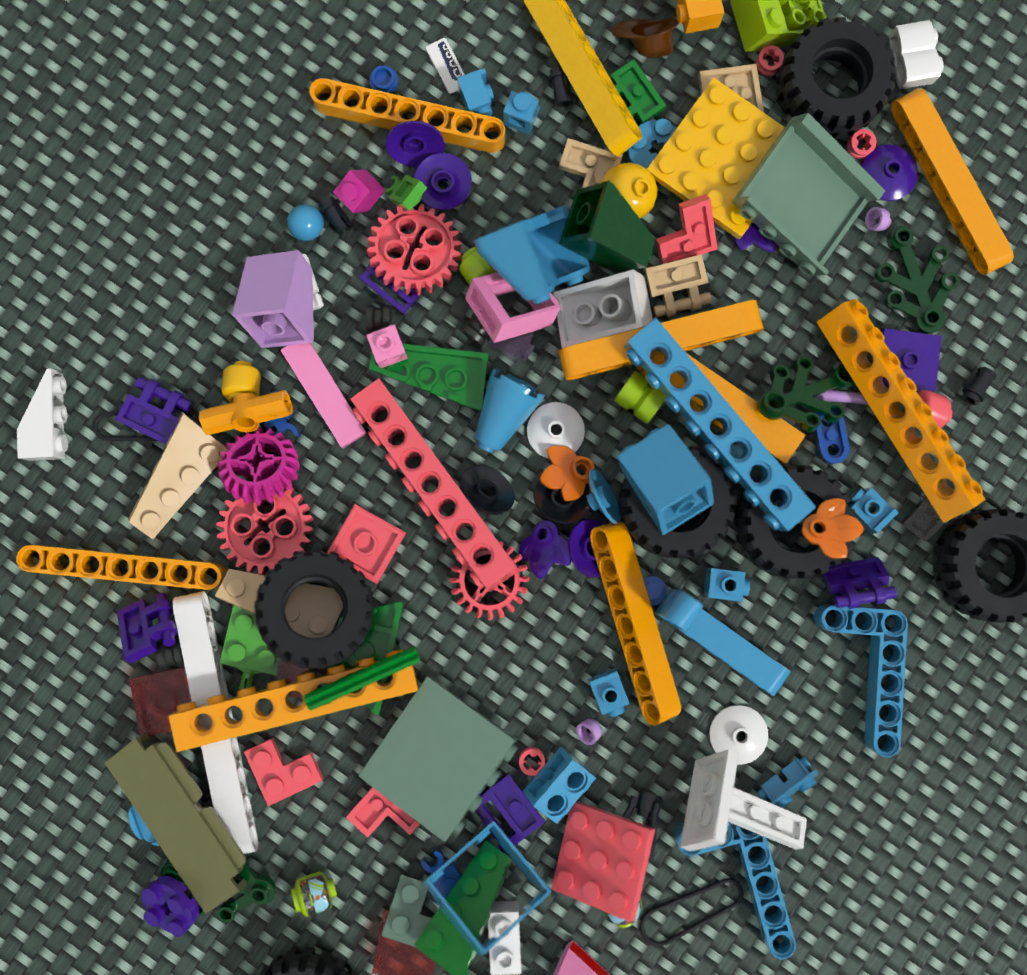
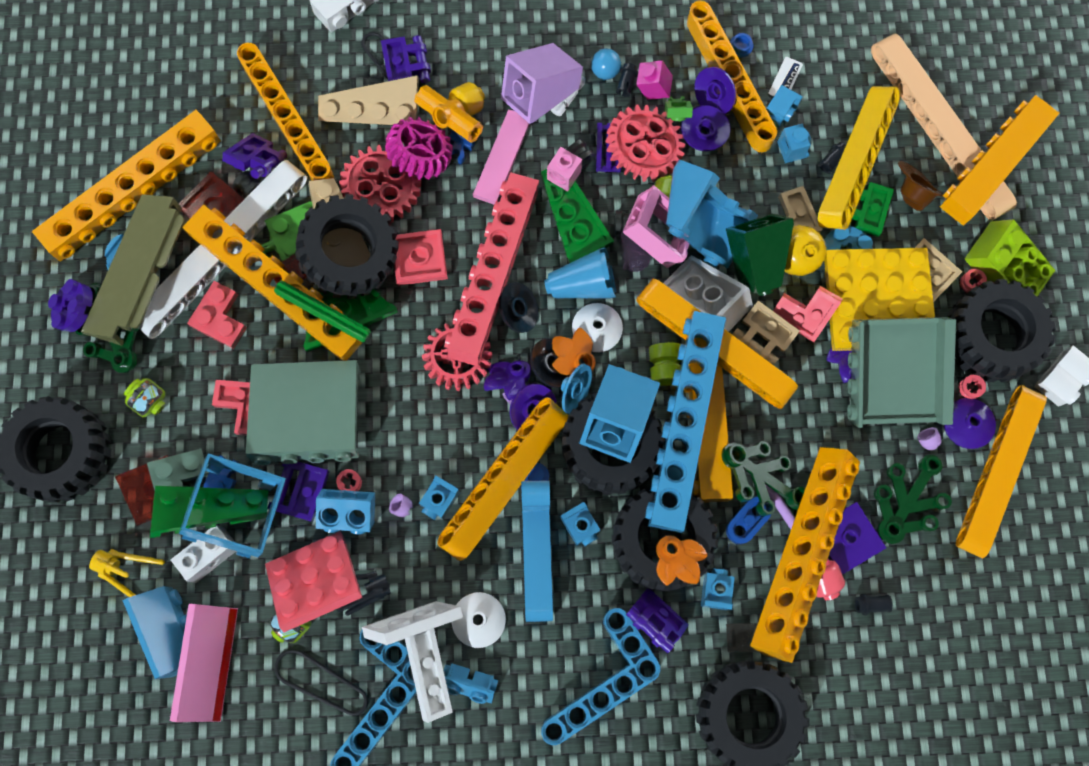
camera: 55 degrees right, 10 degrees down
(78, 874) = (115, 185): none -> light orange brick

